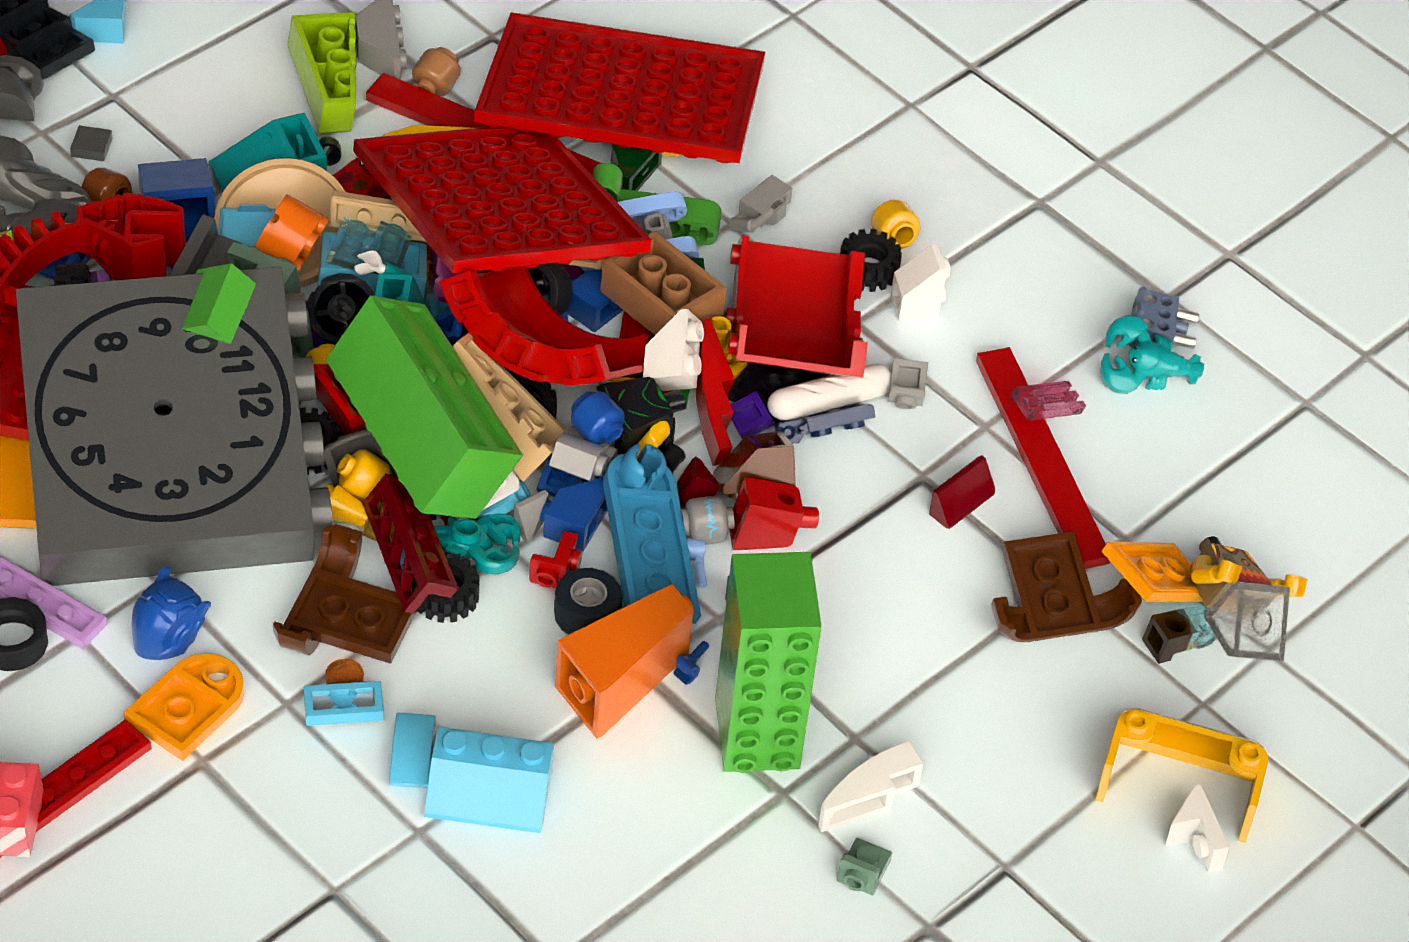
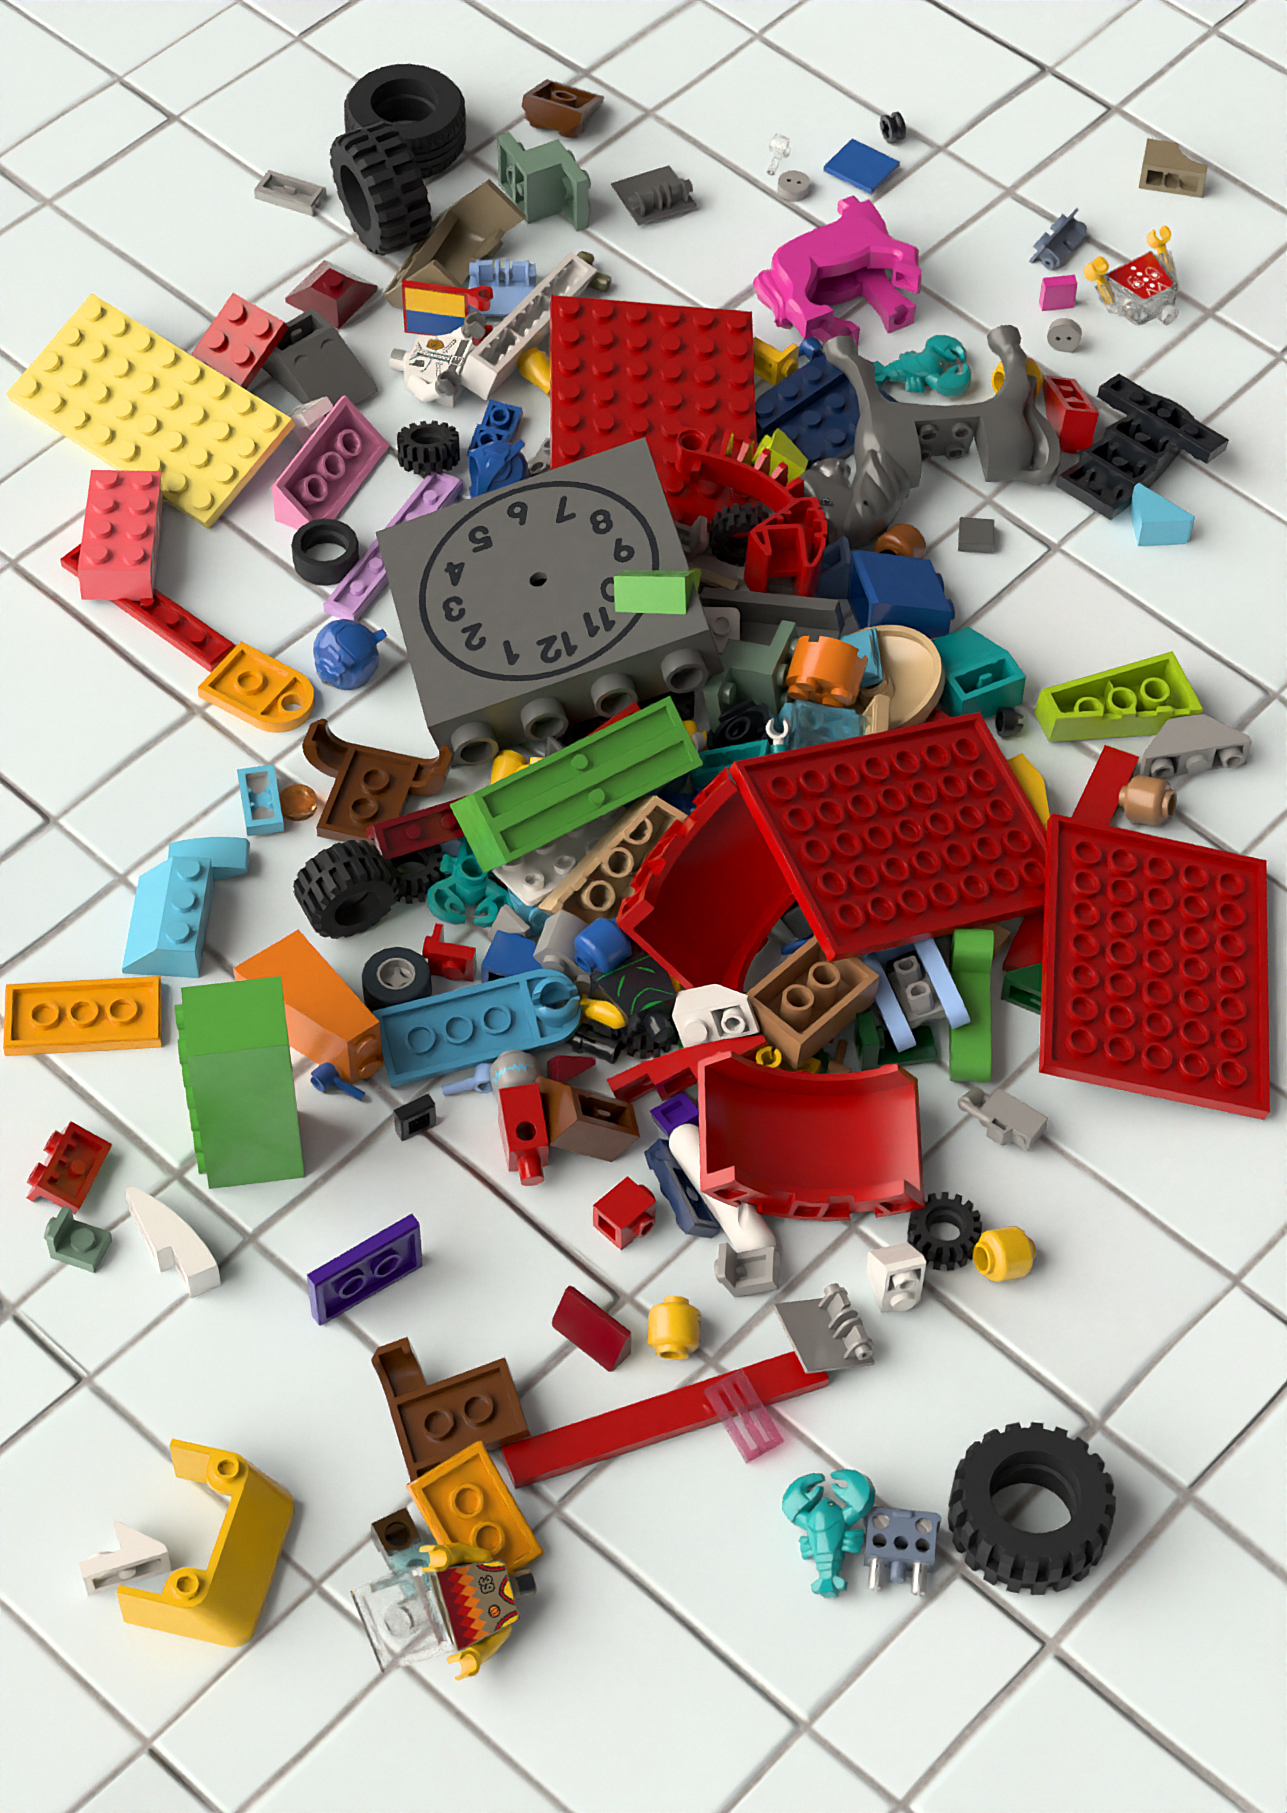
camera: 90 degrees right, 5 degrees up
(490, 619) = (345, 889): none -> black tyre
(595, 863) = (83, 1016): none -> light orange tile
(782, 872) = (69, 1168): none -> red bracket
(848, 459) = (625, 1213): none -> red brick
(916, 631) = (365, 1269): none -> dark purple tile
(965, 436) = (674, 1328): none -> yellow head
(969, 336) = (826, 1332): none -> light grey hinge
(1140, 205) = (1039, 1459): none -> black tyre

